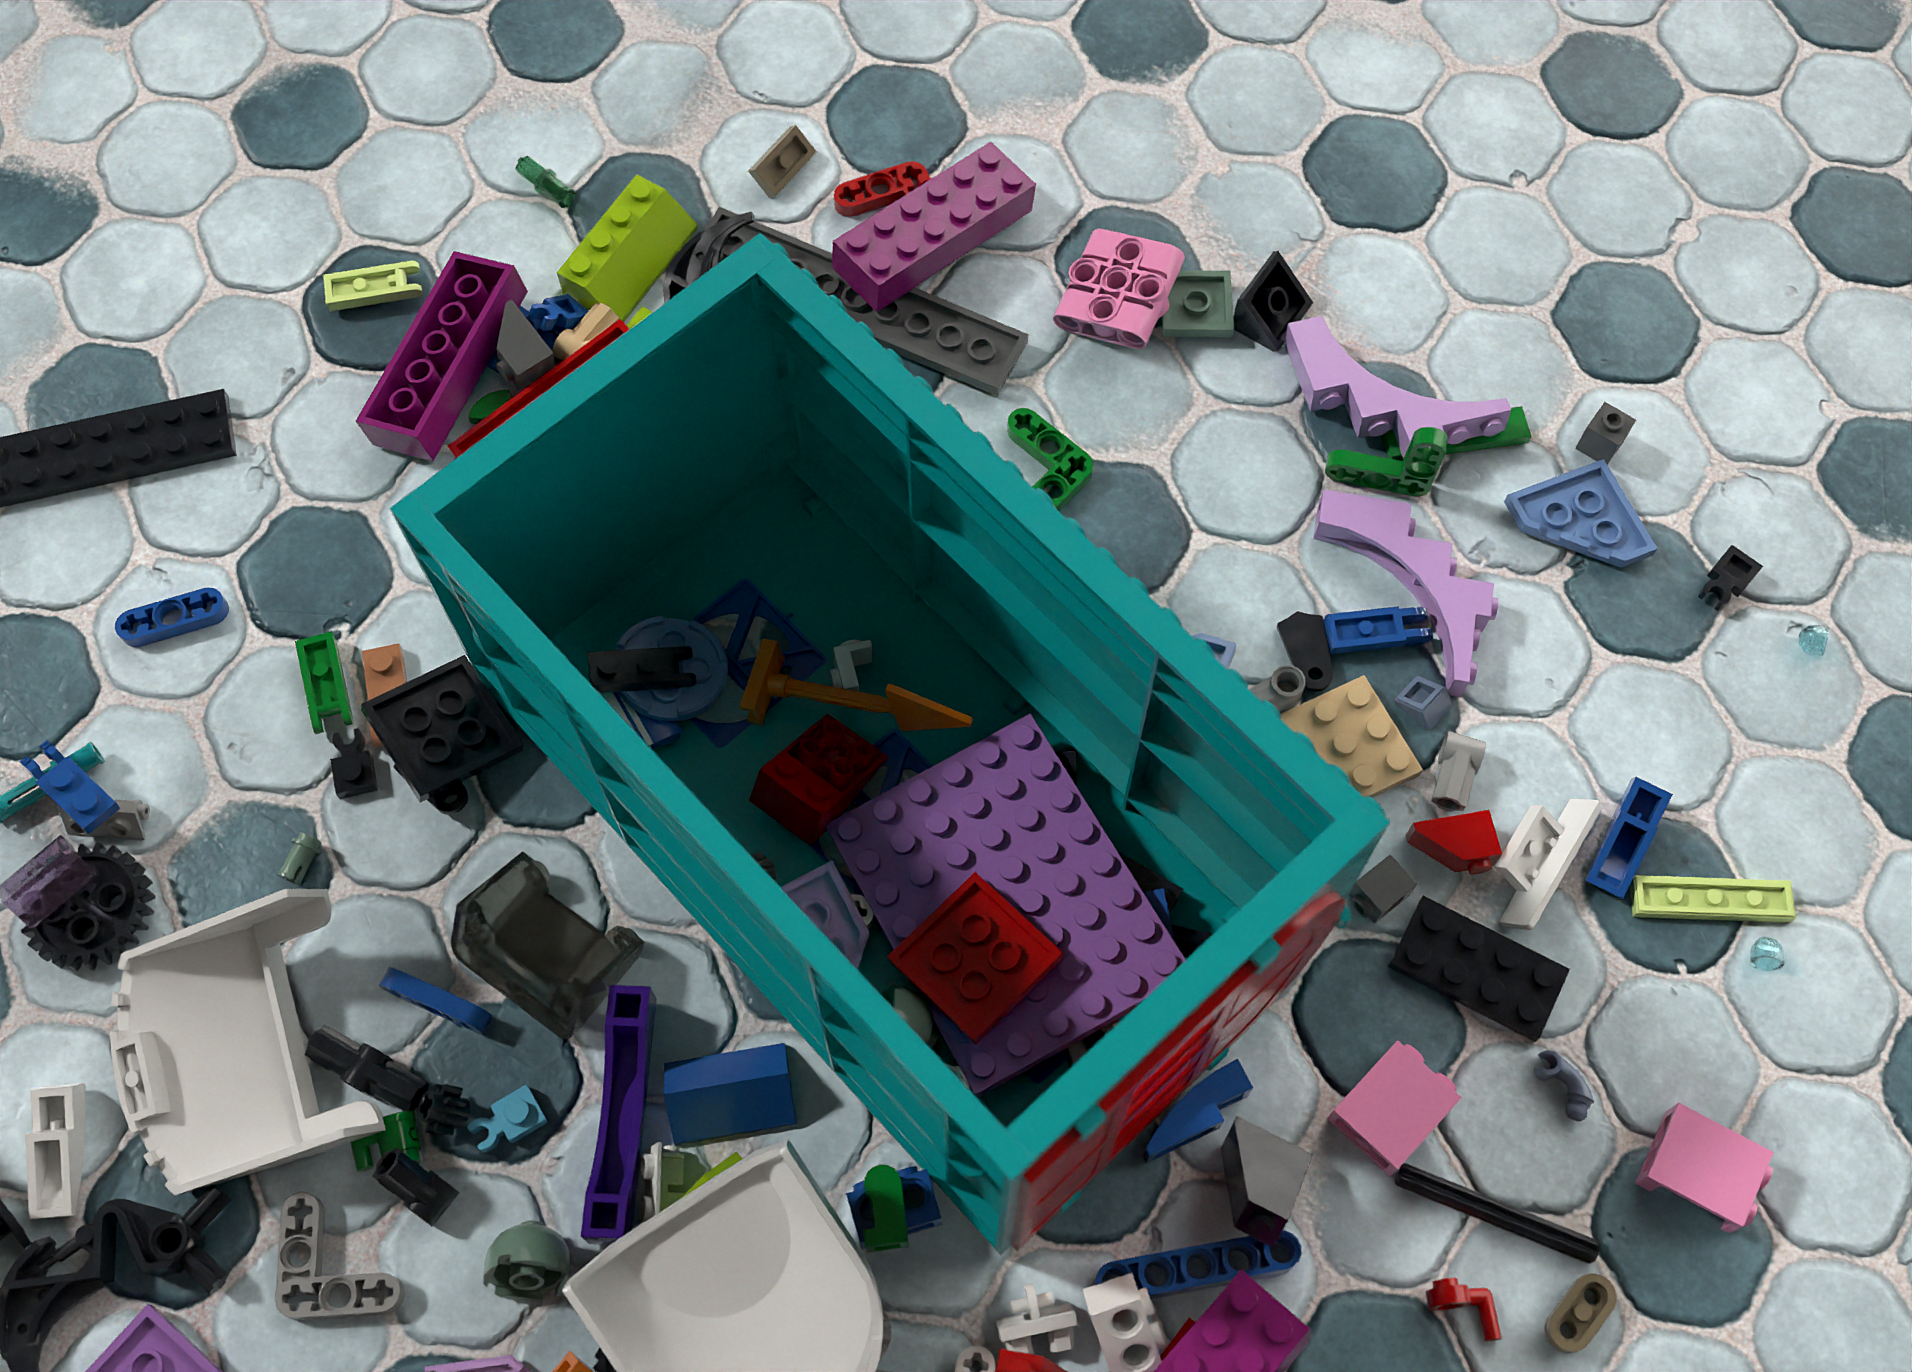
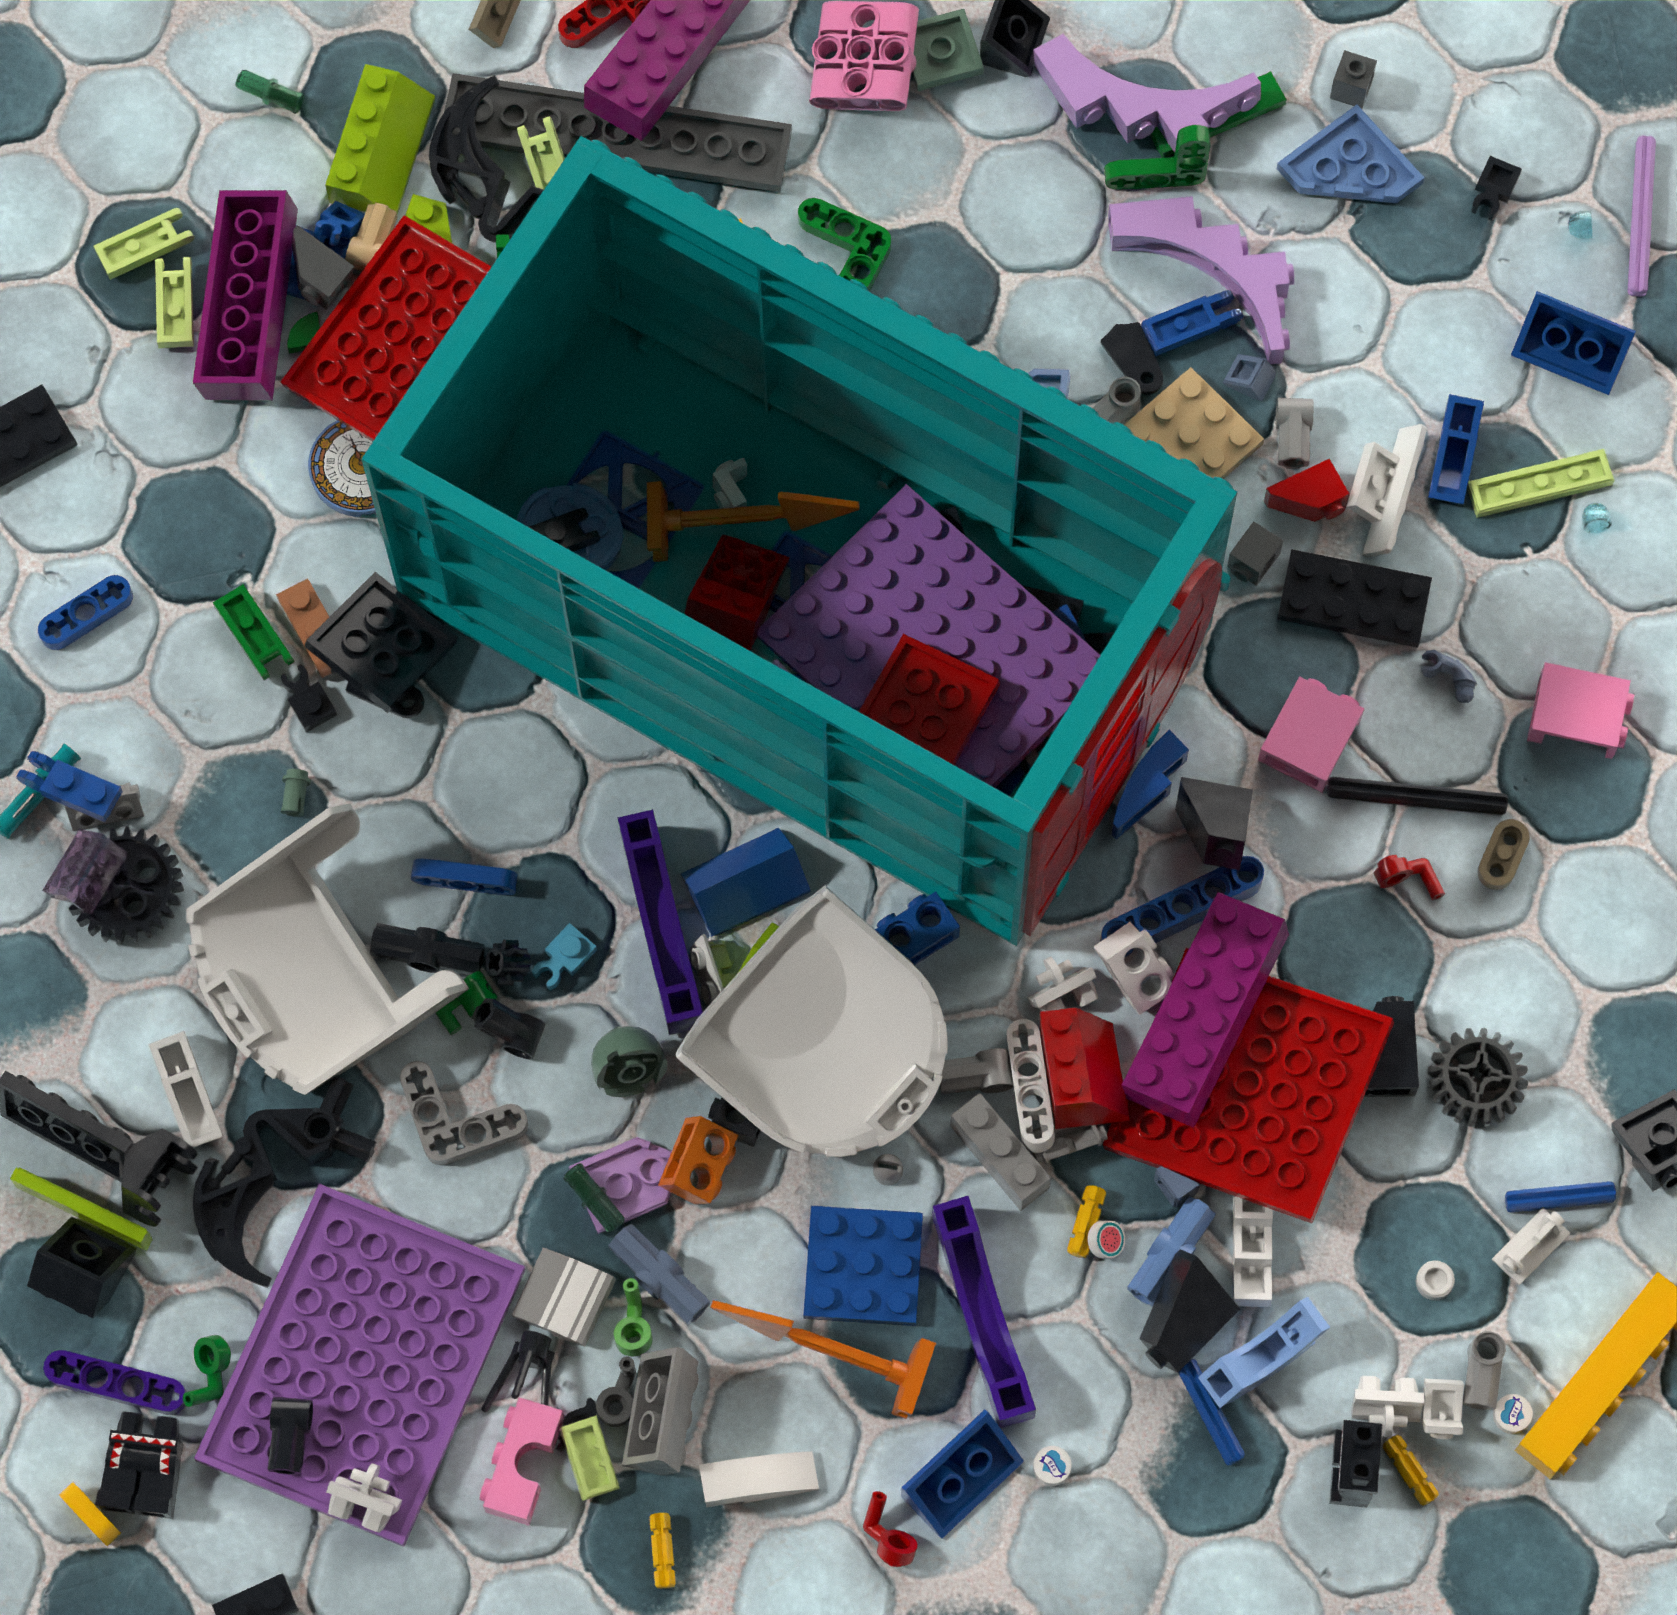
camera: 15 degrees left, 5 degrees up
(377, 346) = (174, 305): none -> yellowish green hinge
(539, 947) = (539, 809): clear smoke windscreen -> none
(885, 1193) = (911, 921): green leg -> none
(1782, 758) = (1573, 343): none -> blue slope
(1879, 648) = (1641, 216): none -> lavender axle

